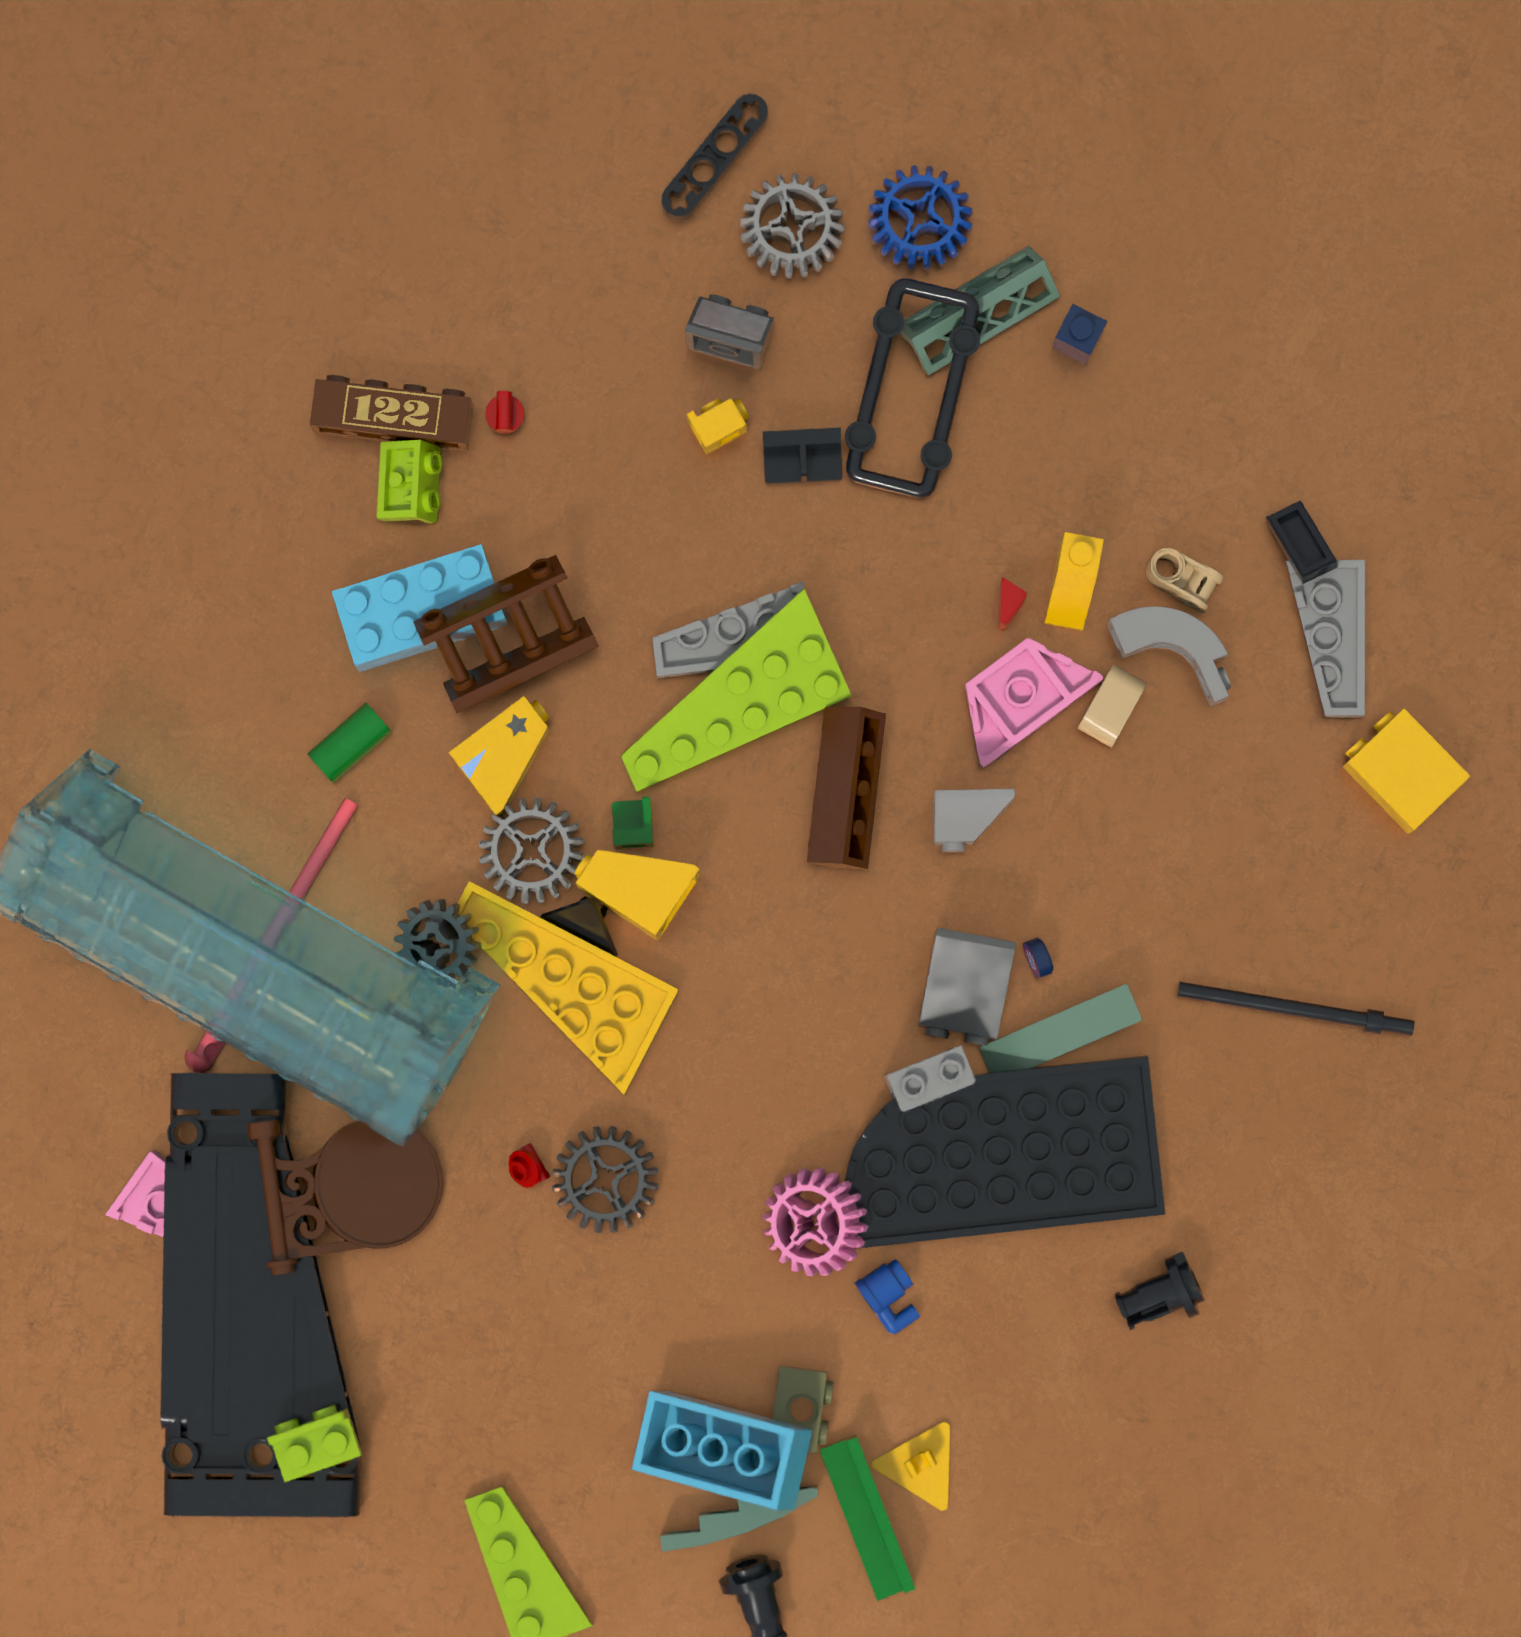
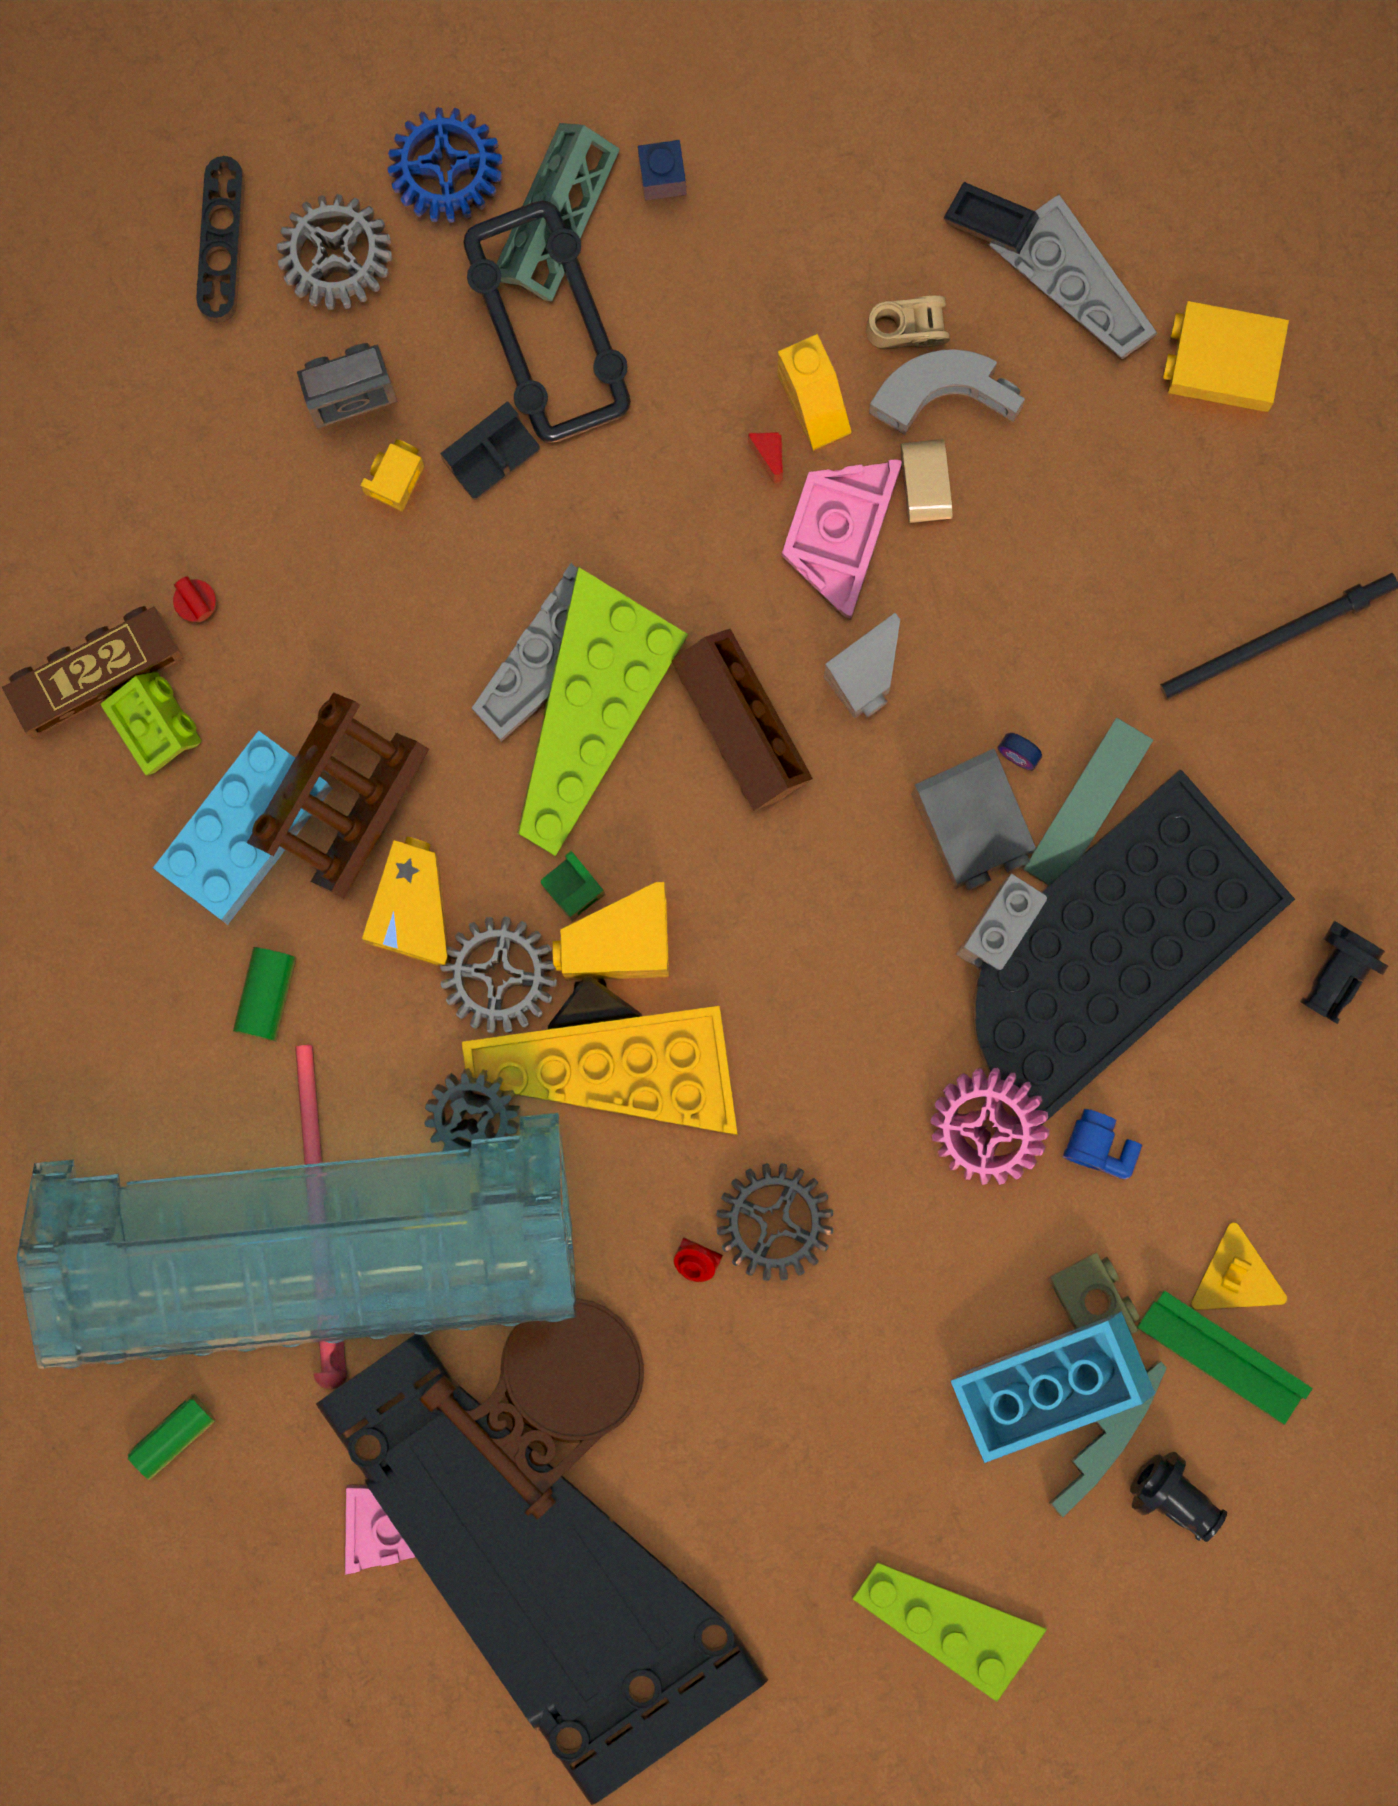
camera: 30 degrees left, 0 degrees up
(49, 1022) = (170, 1437): none -> green brick
(314, 1444) = (684, 1642): lime bracket -> none

